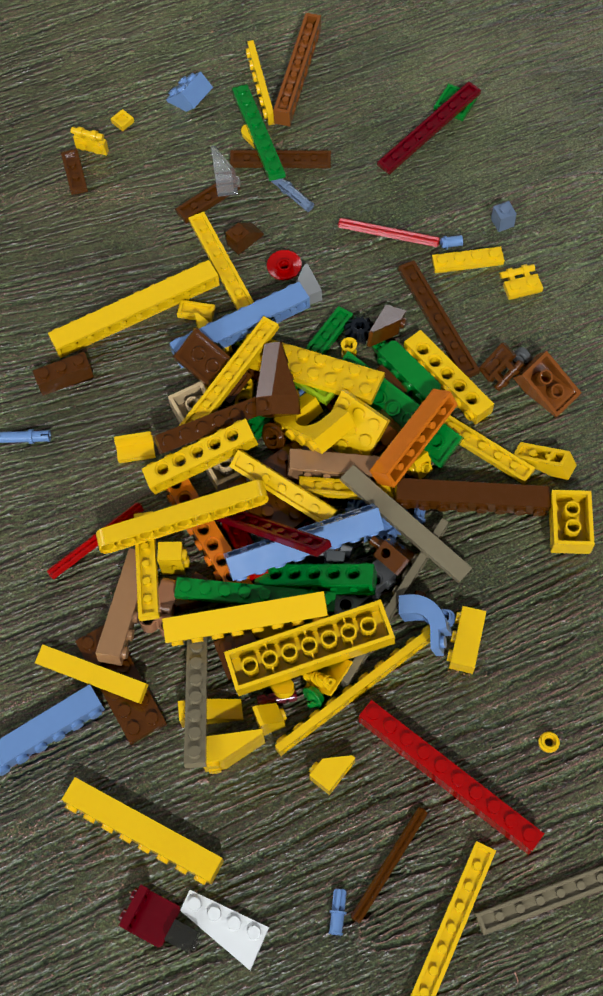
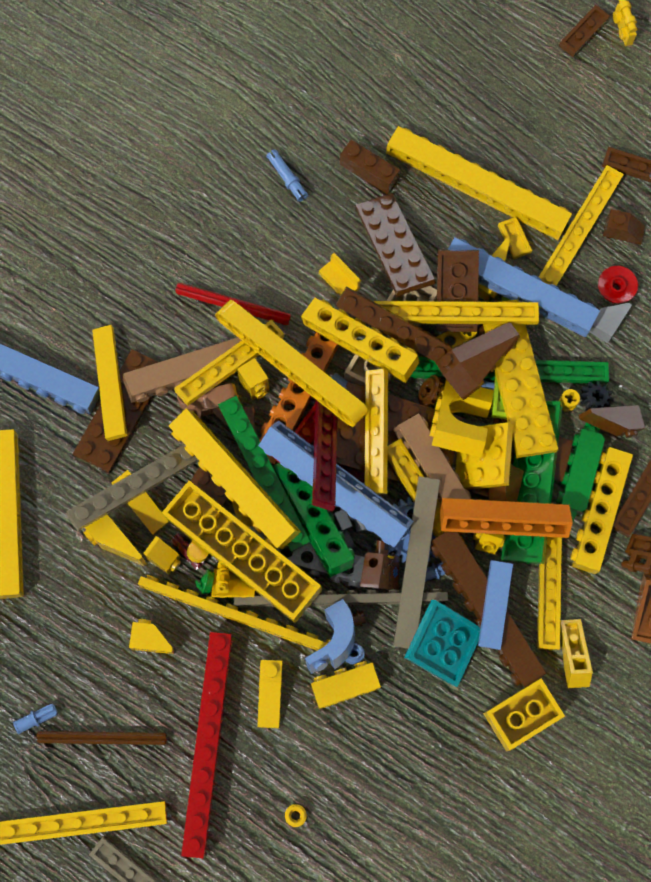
camera: 50 degrees right, 10 degrees up
(140, 390) = (395, 244): none -> plate
(436, 701) = (269, 693): none -> yellow slope
(476, 486) = (495, 605): none -> medium blue tile
(480, 544) = (443, 643): none -> teal plate

